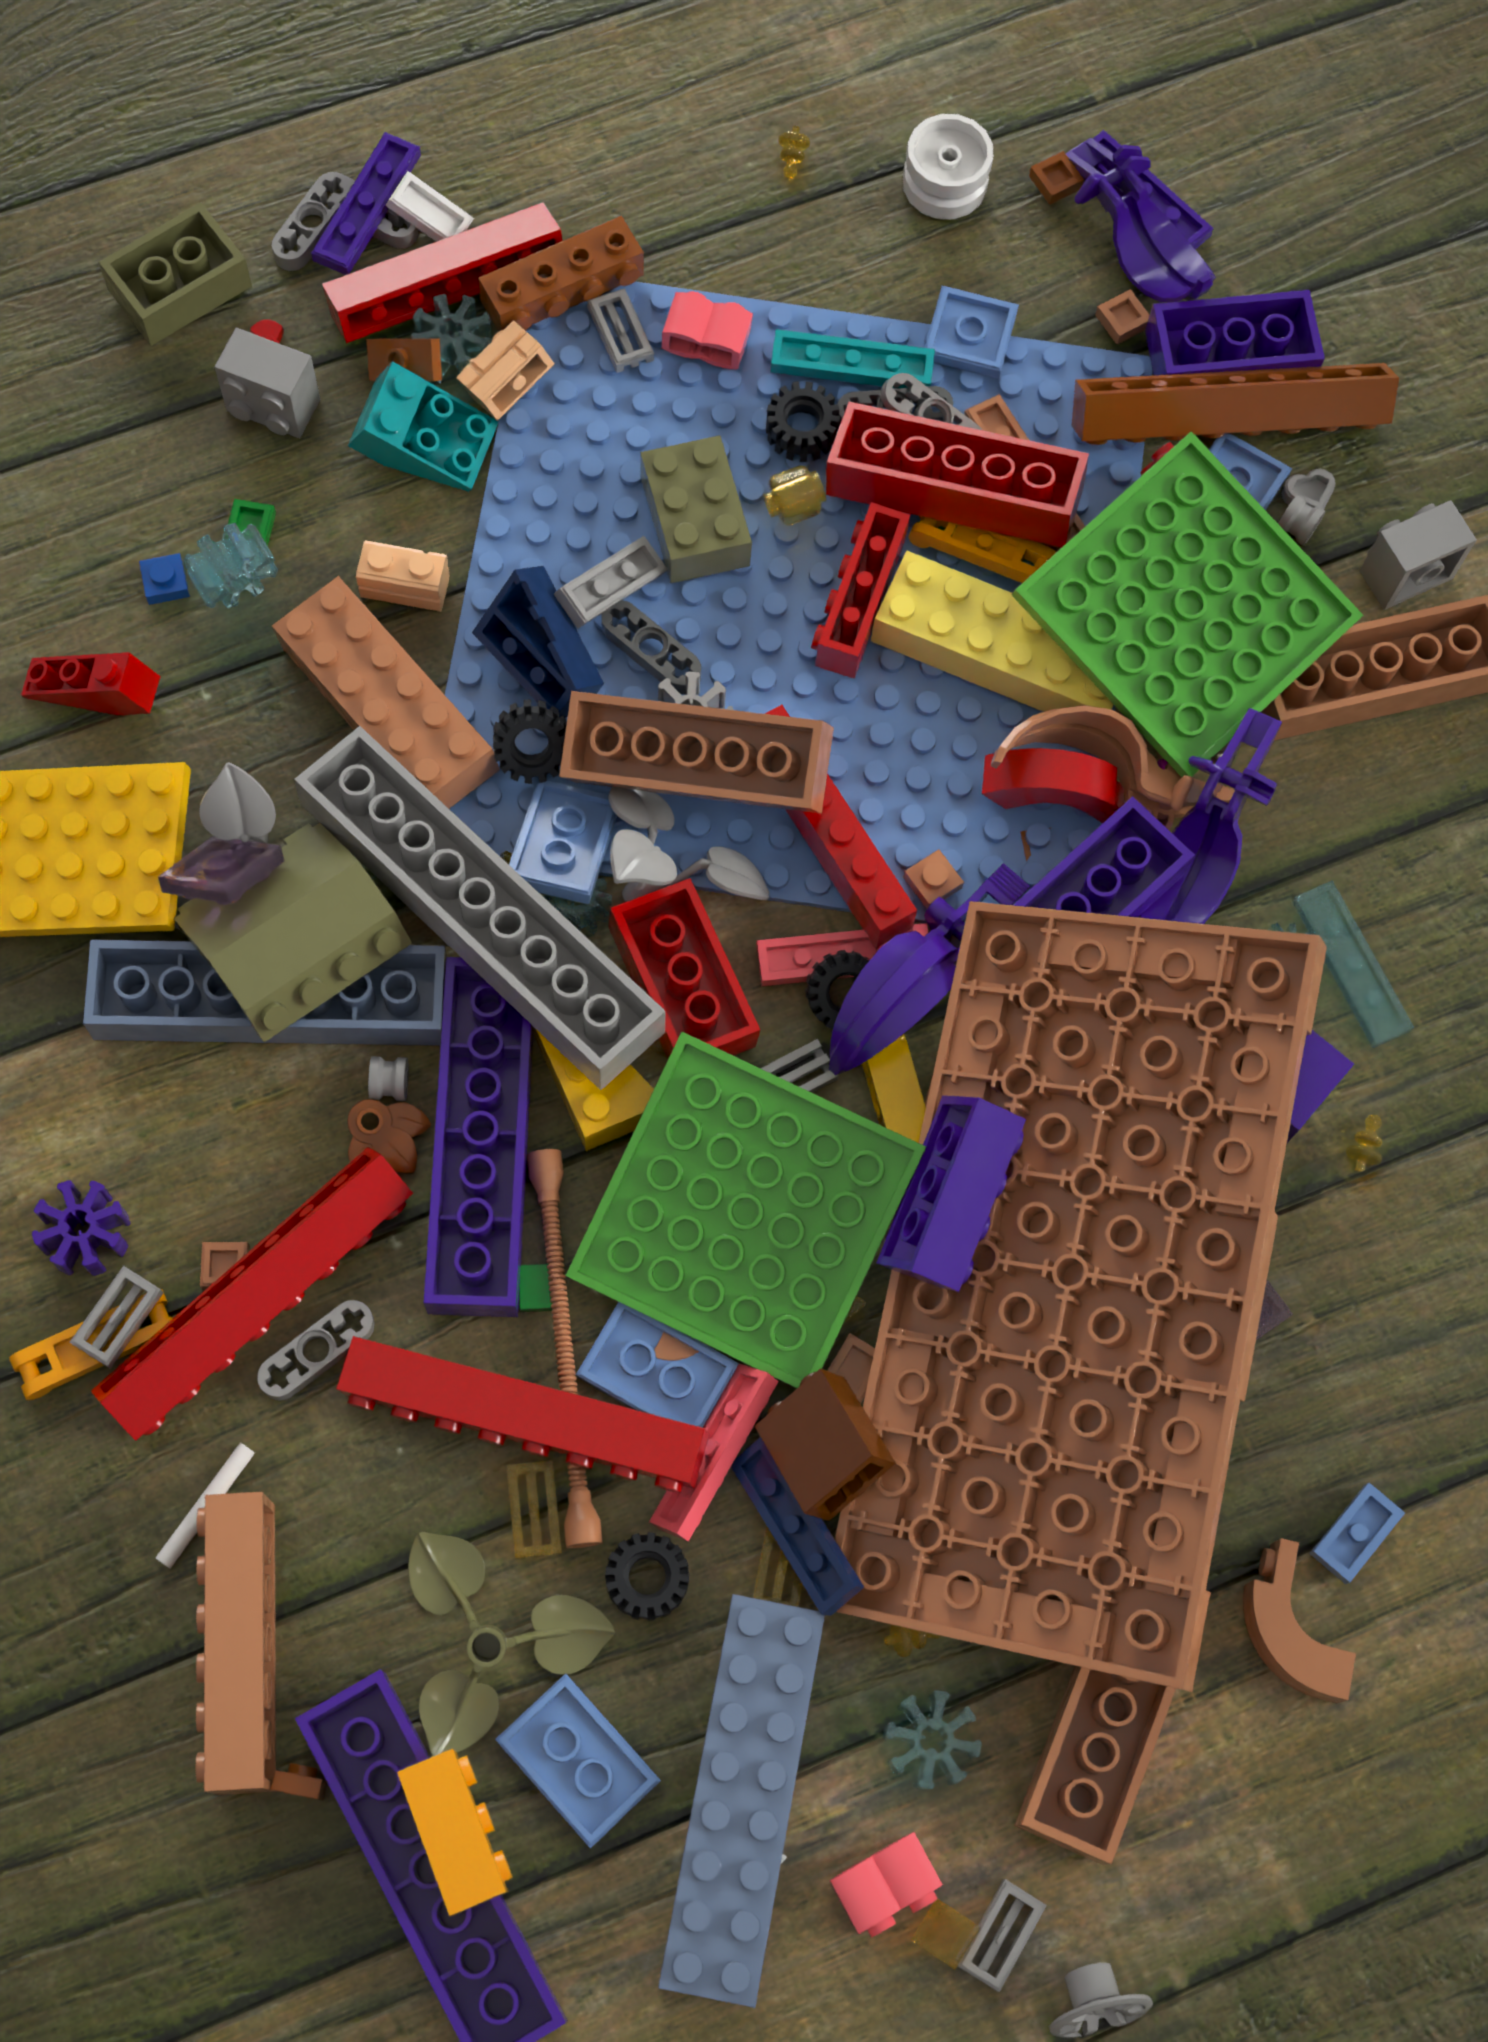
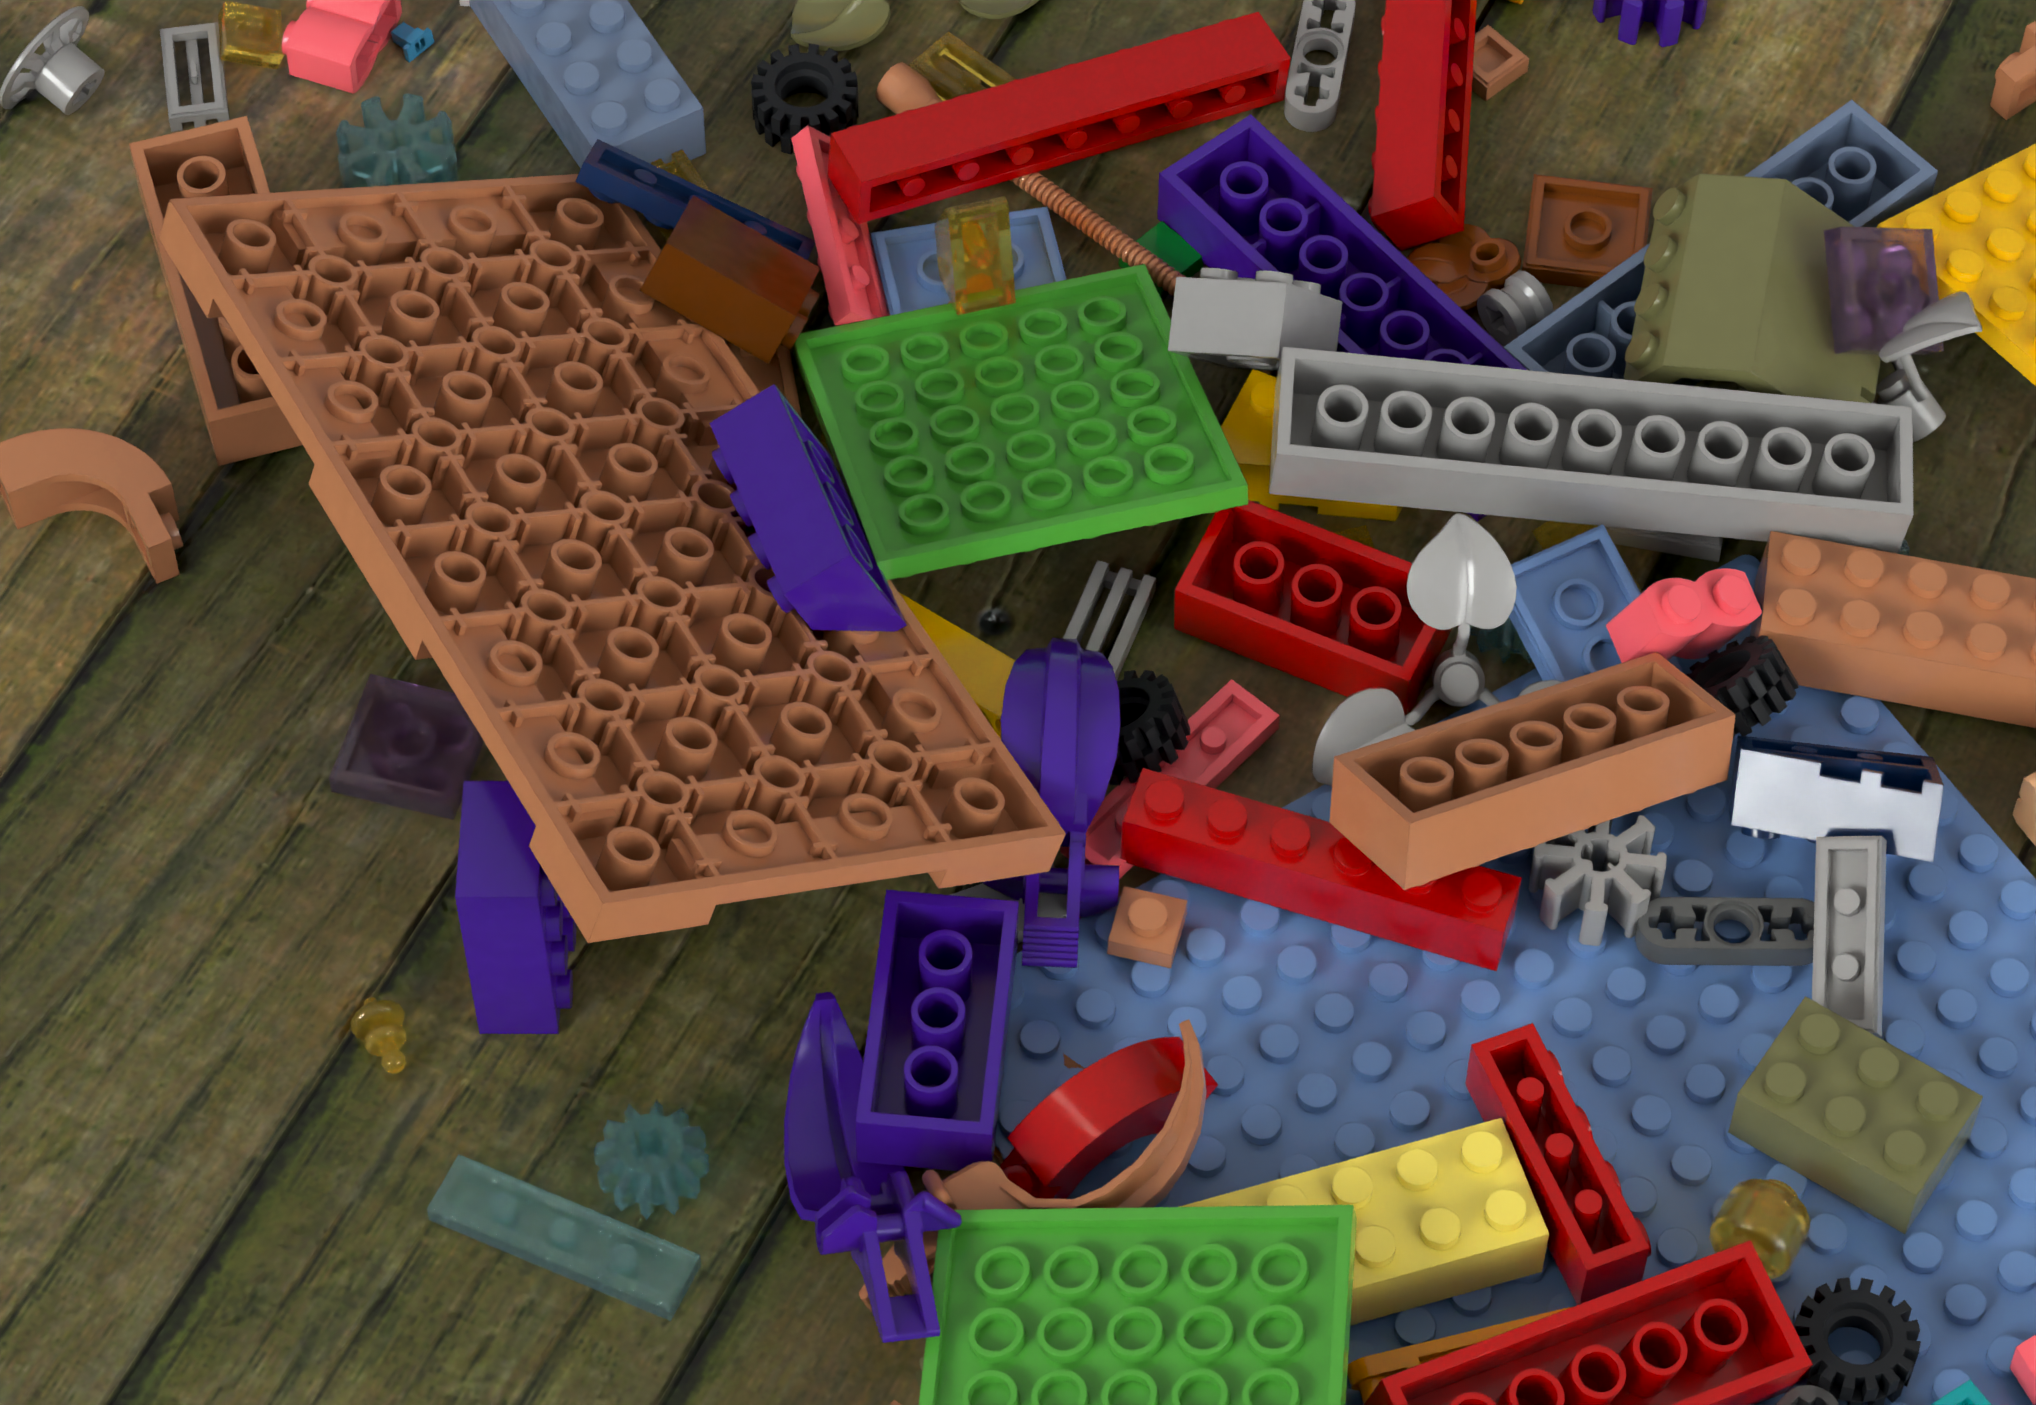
camera: 145 degrees right, 15 degrees down
(292, 1103) = (1583, 228): none -> dark orange tile
(521, 790) = (1685, 616): none -> coral brick
(571, 1141) = (1250, 320): none -> light grey brick
(669, 1342) = (976, 255): none -> clear yellow slope
(842, 1848) = (412, 40): none -> dark azure piece
(1357, 1533) = (89, 630): medium blue plate -> none

